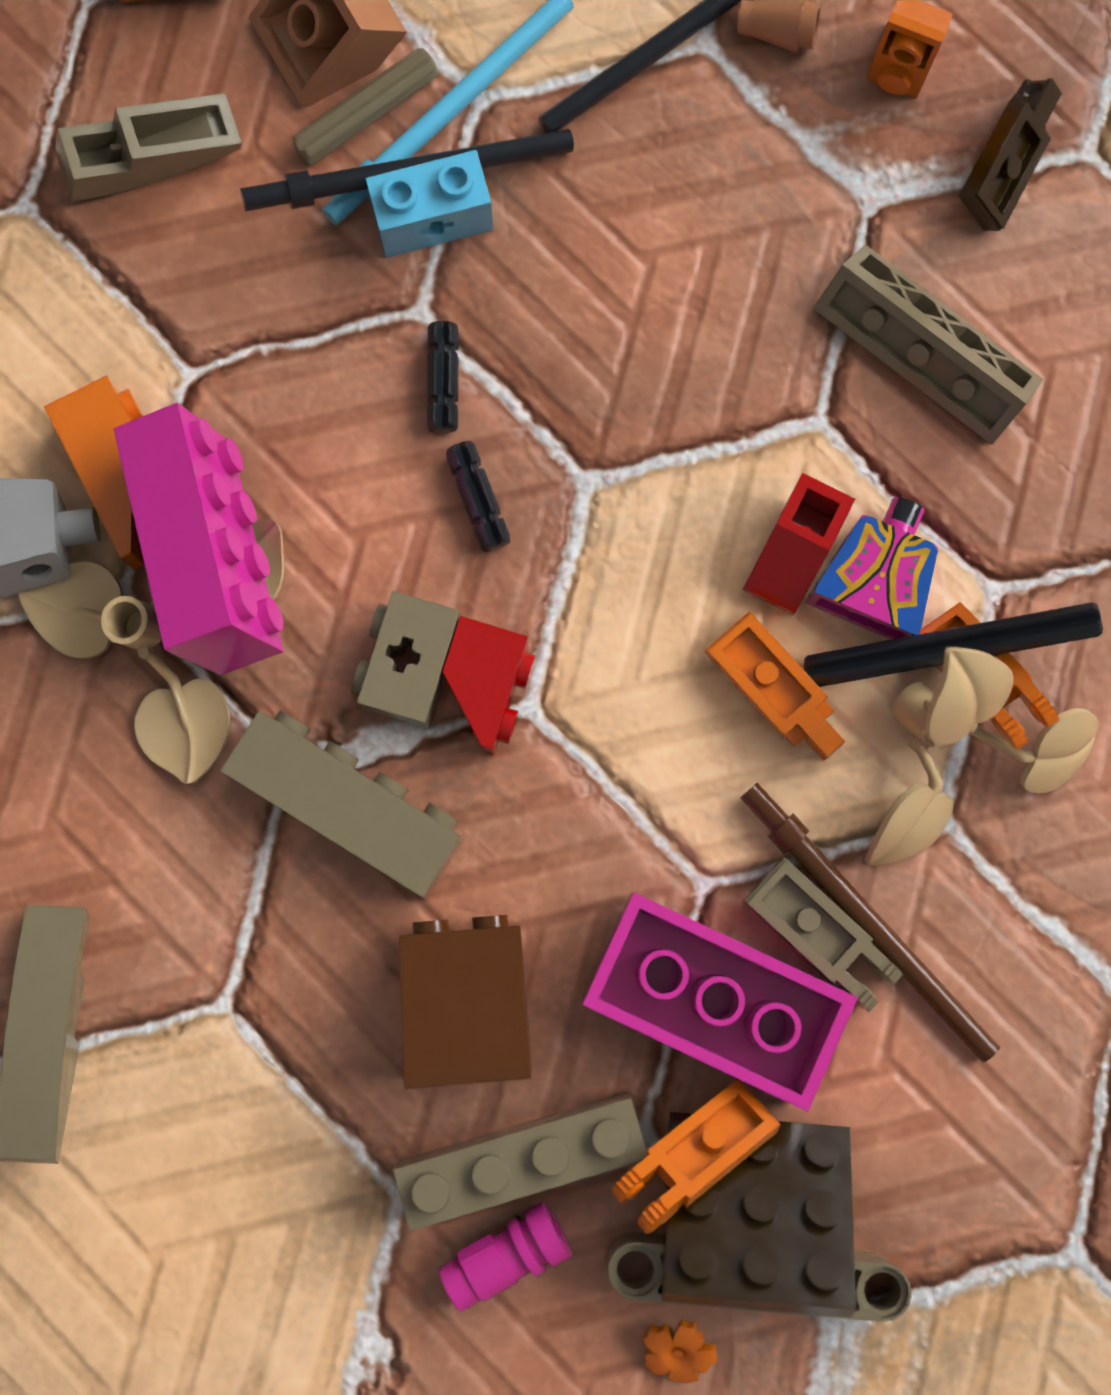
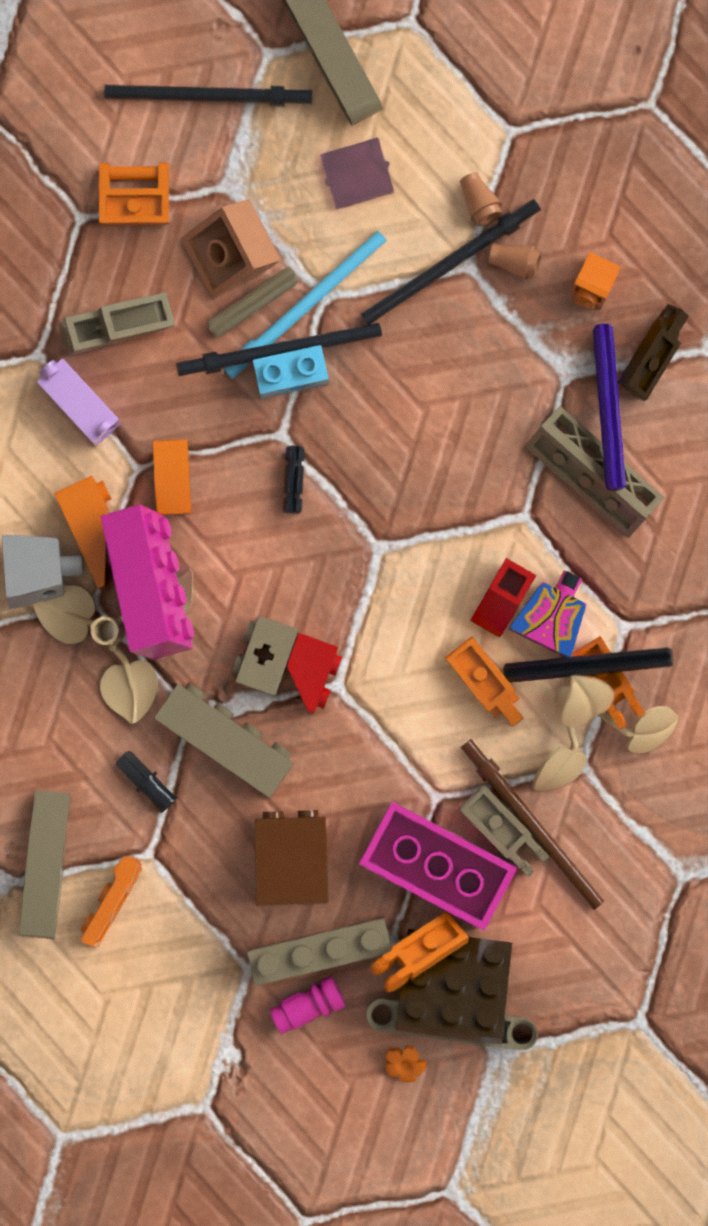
camera: 10 degrees right, 5 degrees up
(87, 266) = (78, 401): none -> lavender brick
(159, 1090) = (112, 900): none -> orange hinge
(214, 881) = (145, 781): none -> black axle
(243, 379) = (172, 476): none -> orange slope
(478, 496) = (312, 555): black axle -> none
(949, 237) = (609, 407): none -> dark purple axle

